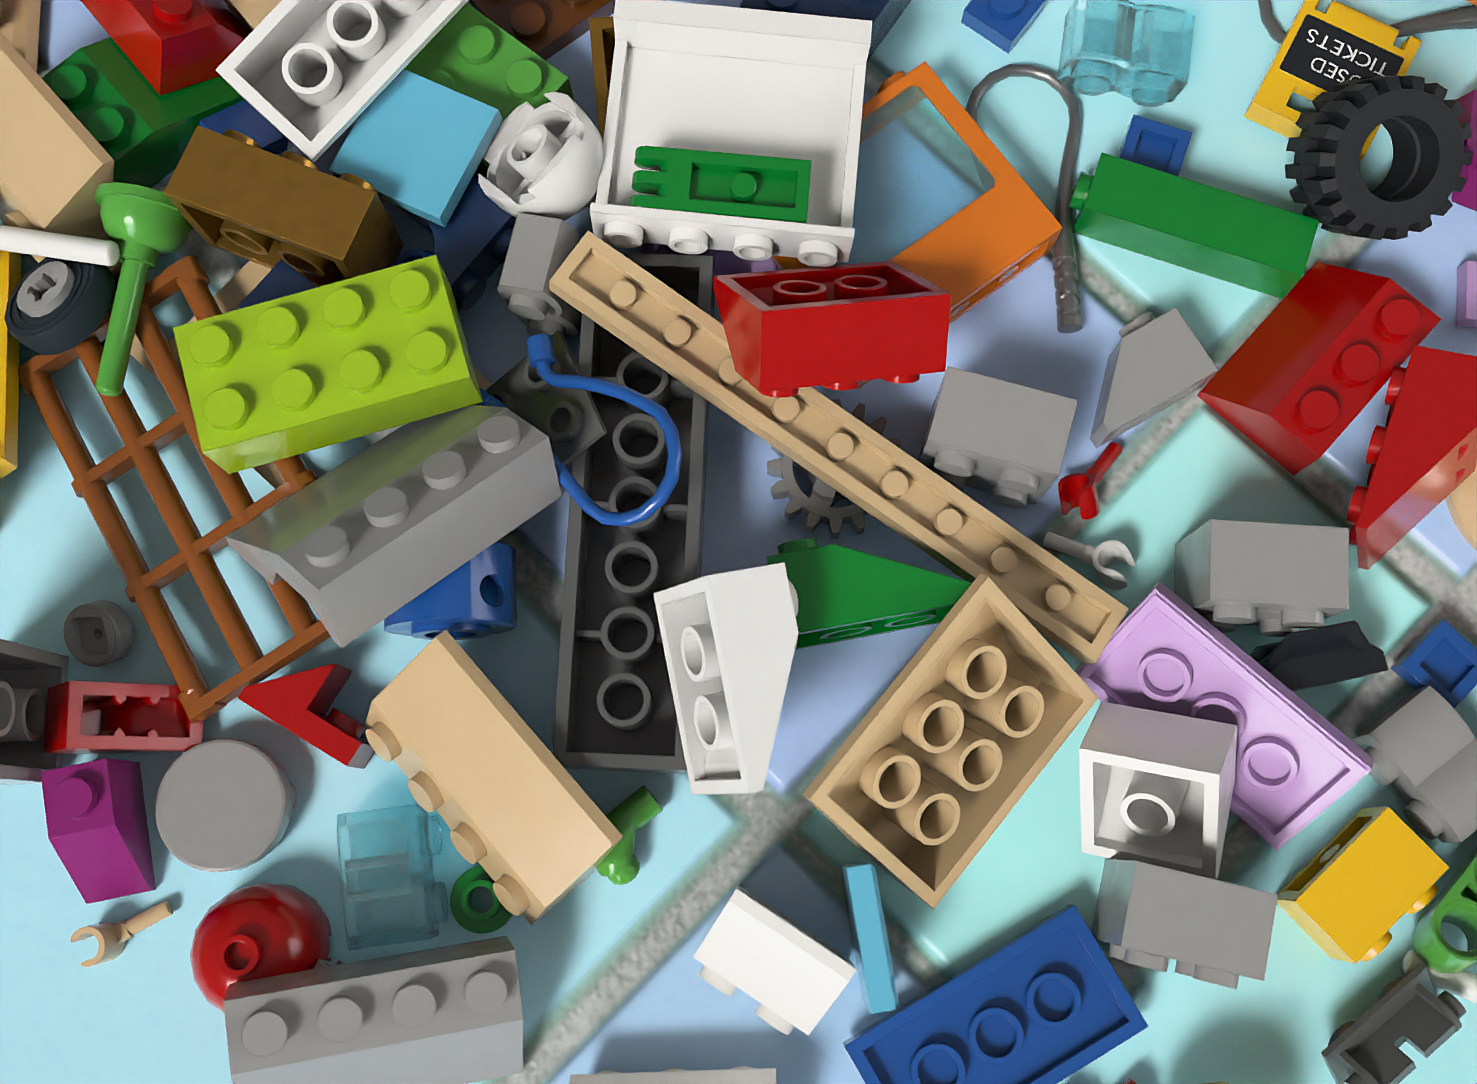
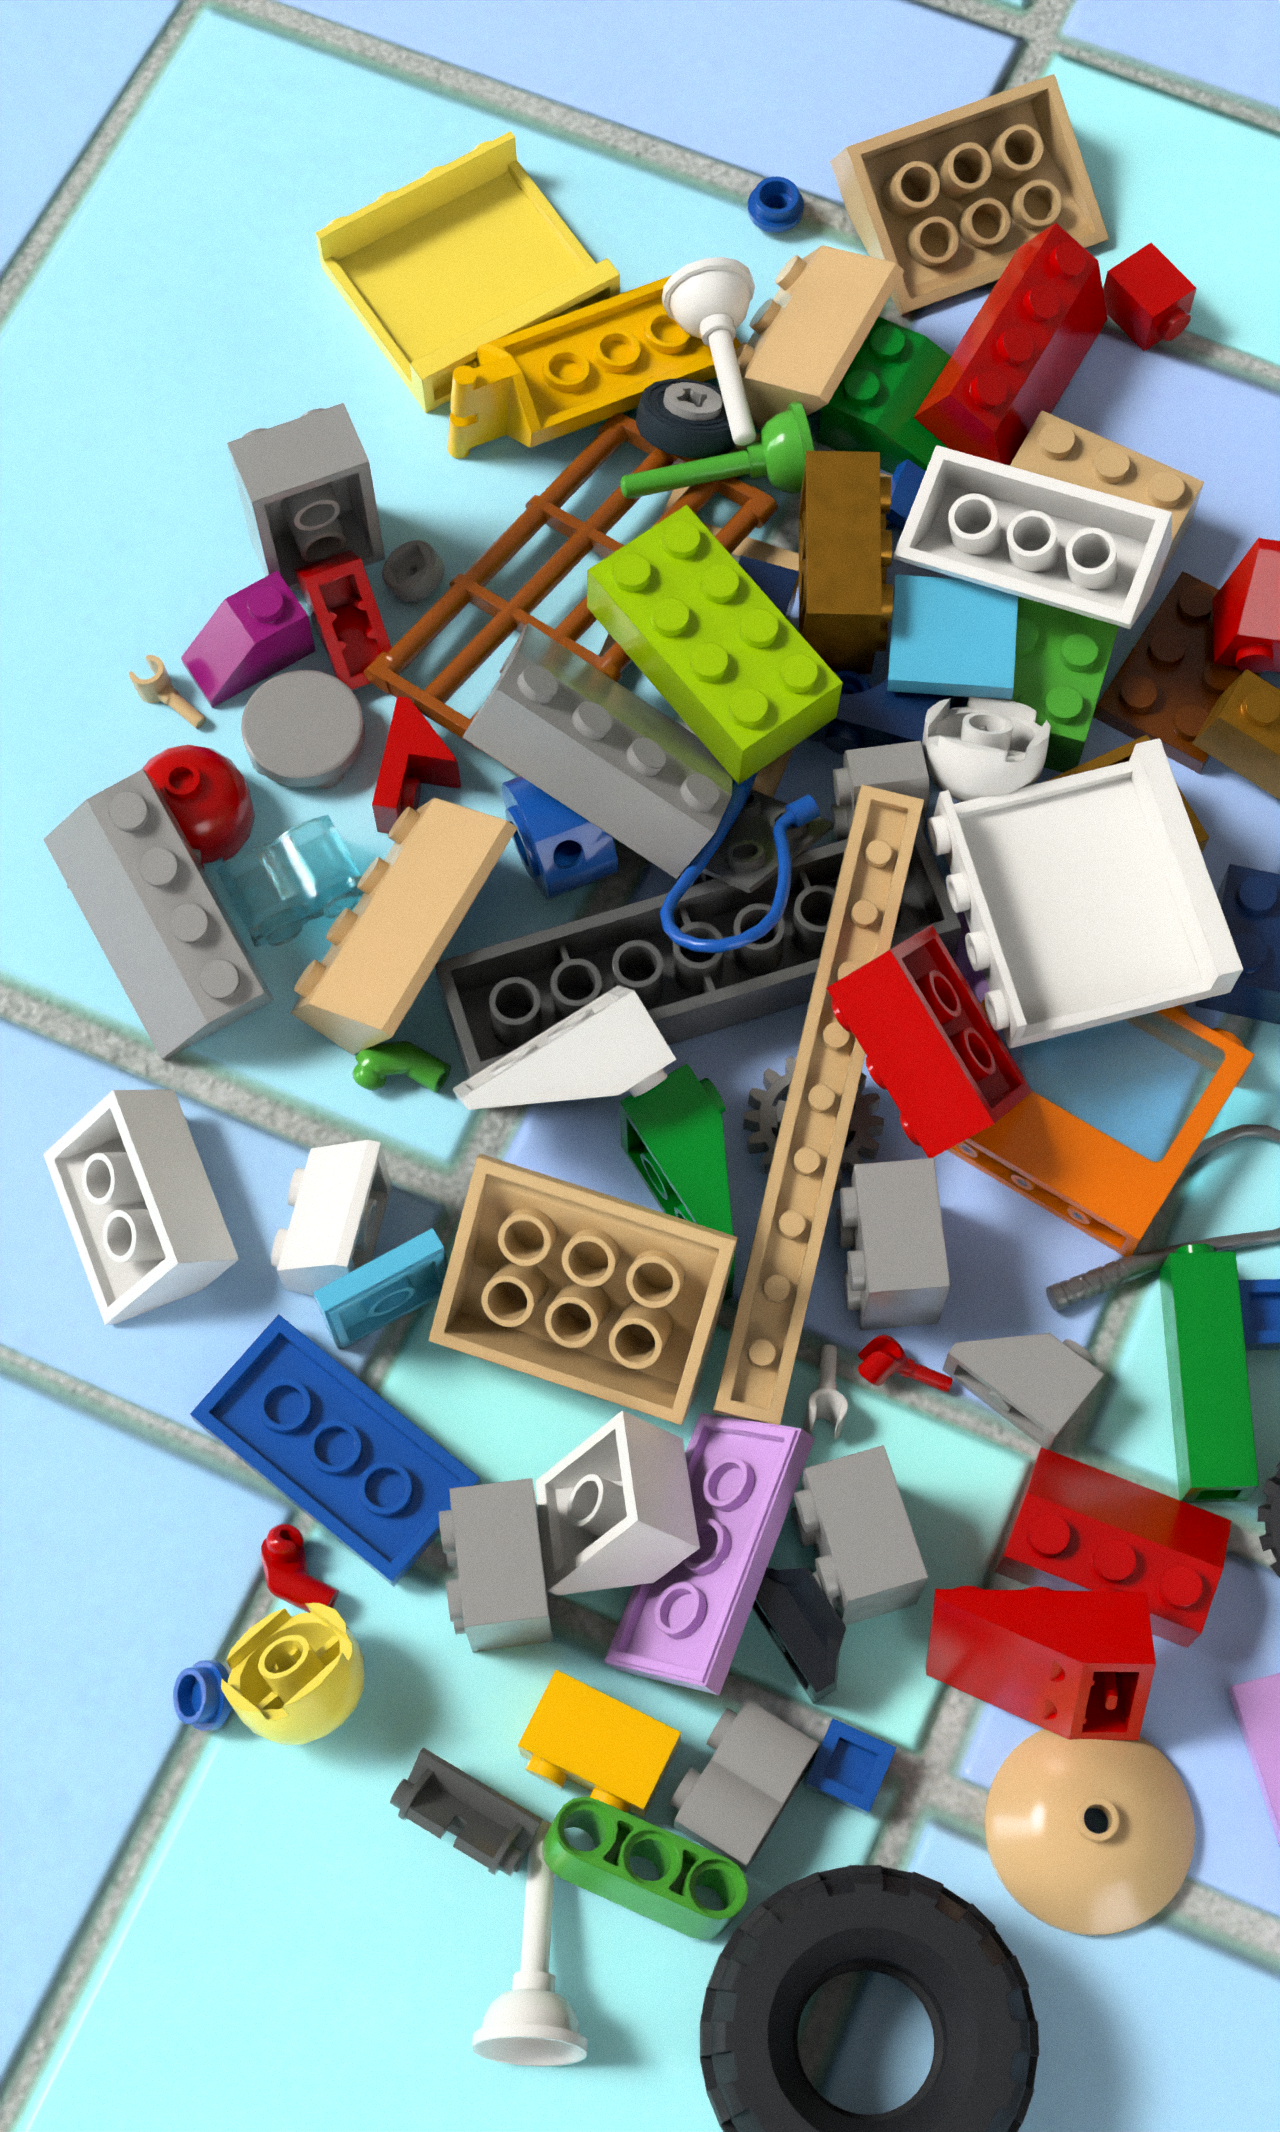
camera: 65 degrees right, 10 degrees down
(462, 905) = (286, 953): green plate -> none
(722, 183) = (1020, 901): green hinge -> none

